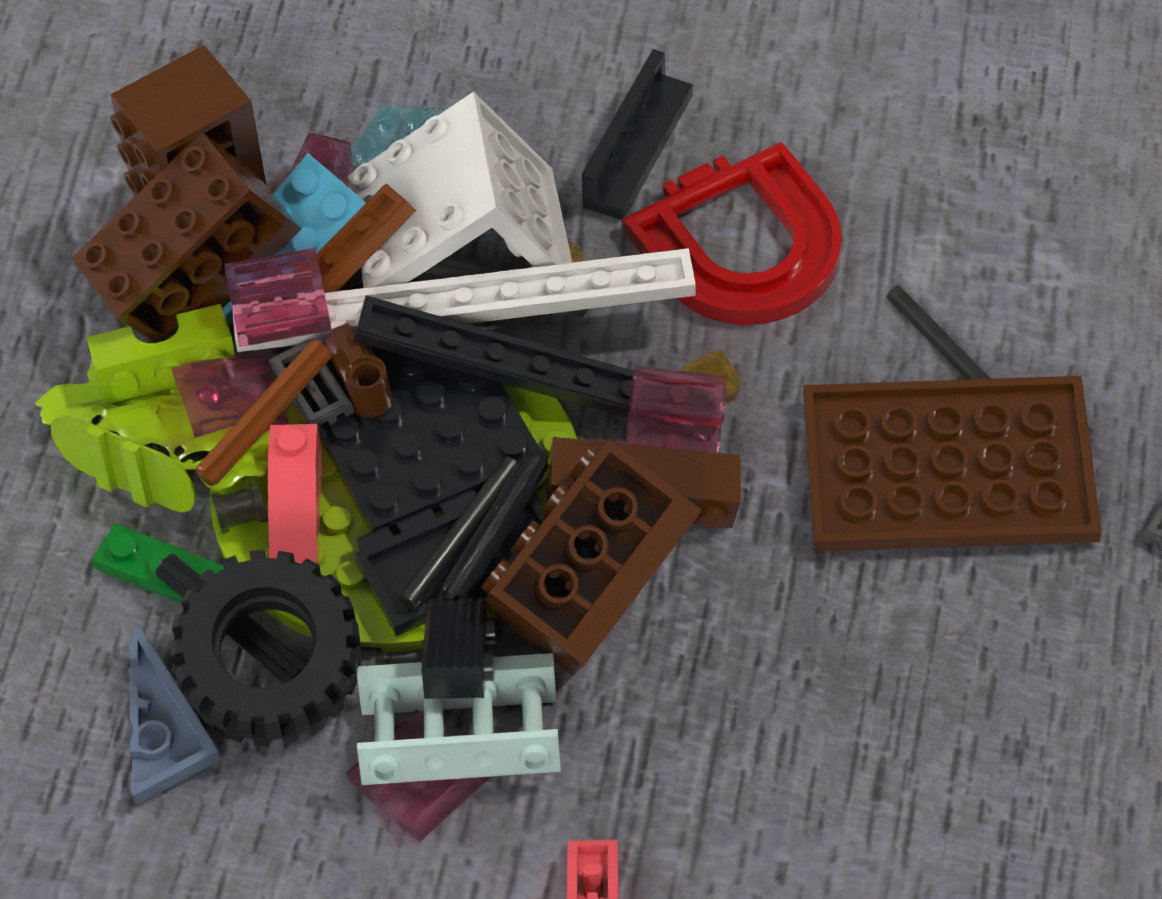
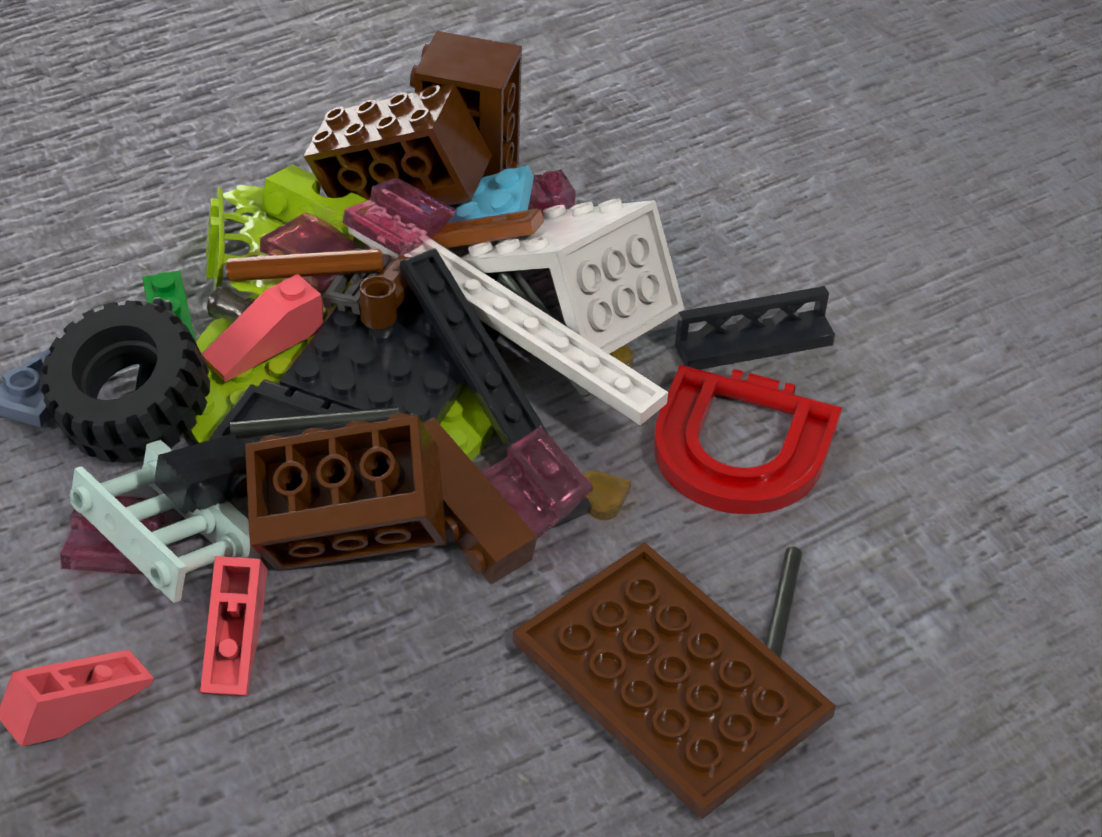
camera: 45 degrees right, 10 degrees down
(622, 741) = (233, 625): none -> coral slope

